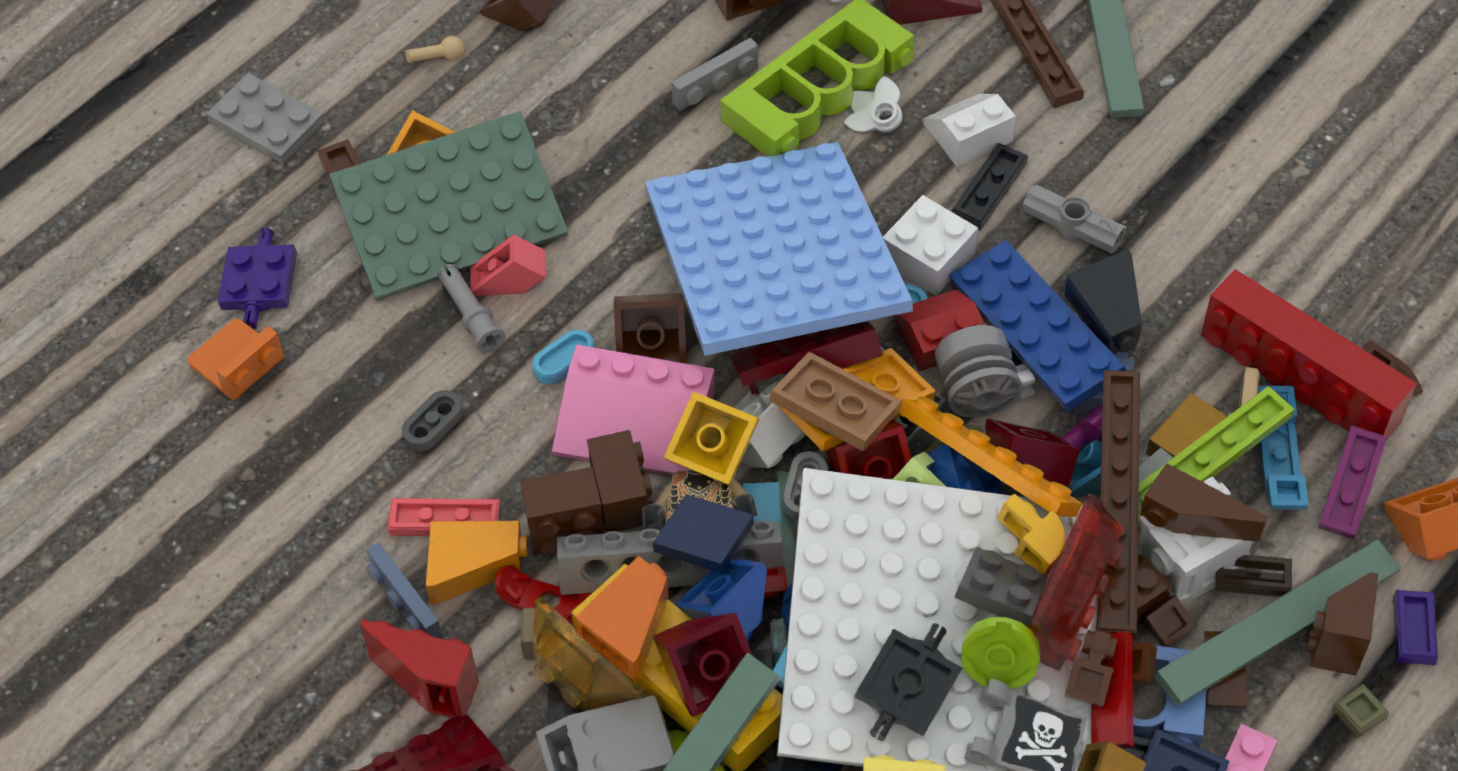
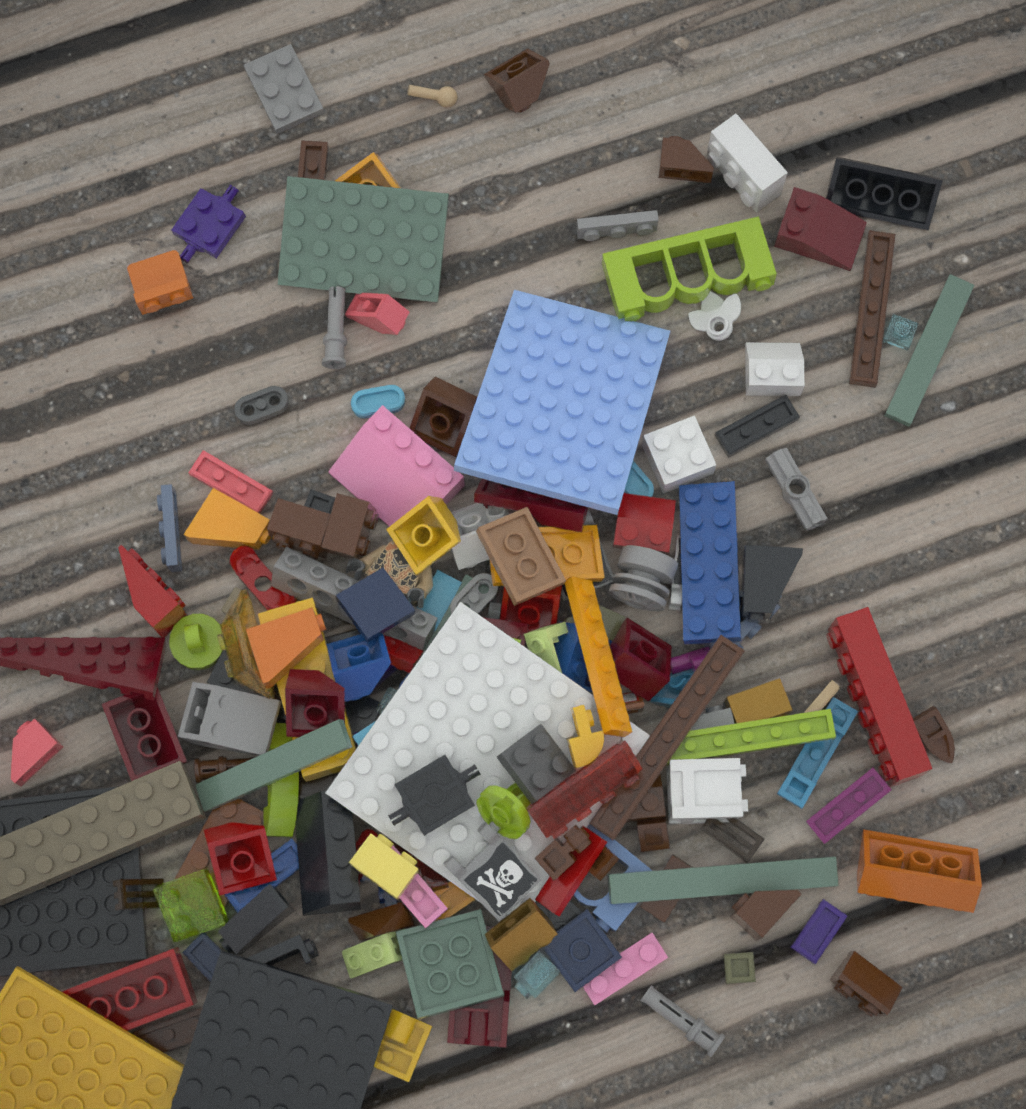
camera: 30 degrees right, 20 degrees up
(509, 700) = (196, 641): none -> lime tile
(1072, 38) = (900, 332): none -> clear light blue plate
(1195, 508) = (703, 775): reddish brown slope -> none

